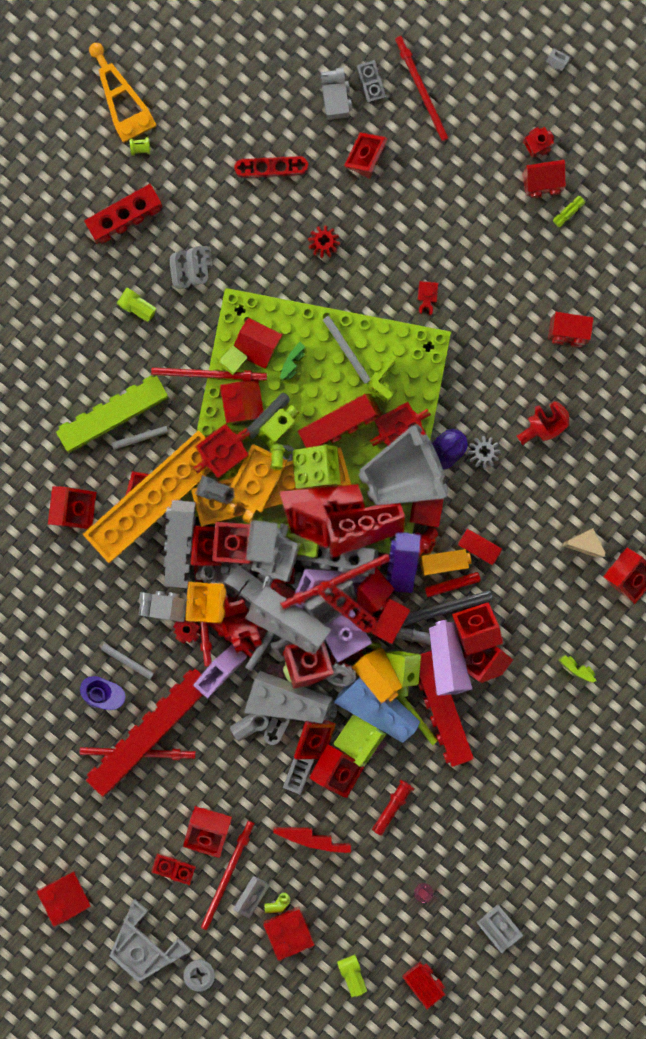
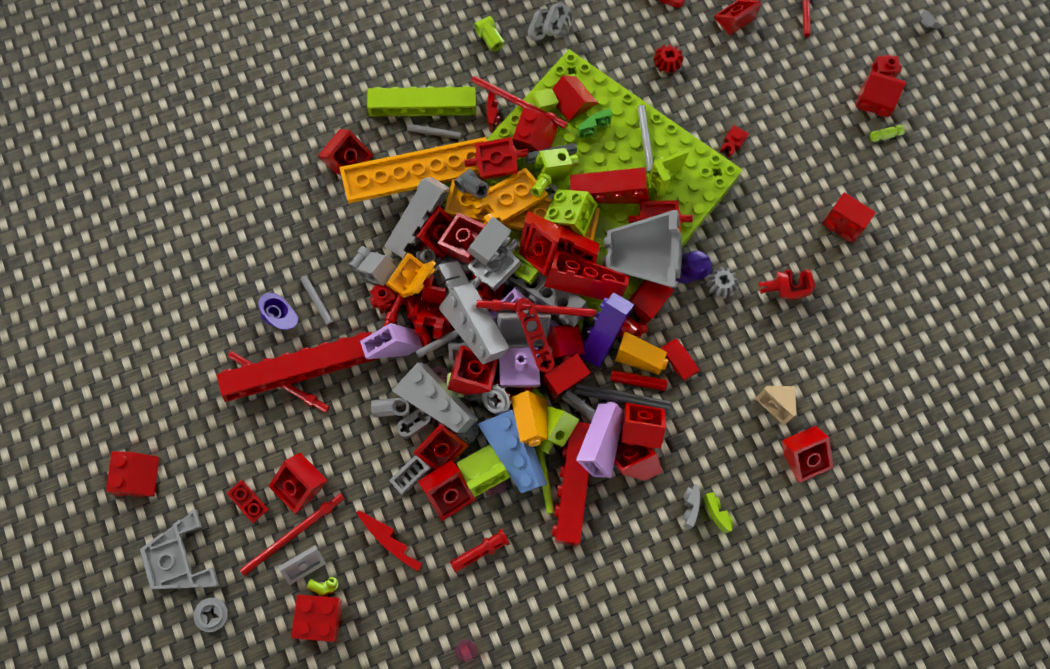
camera: 30 degrees right, 15 degrees down
(186, 393) = (492, 112): none -> red slope
(550, 669) = (692, 501): none -> light grey slope

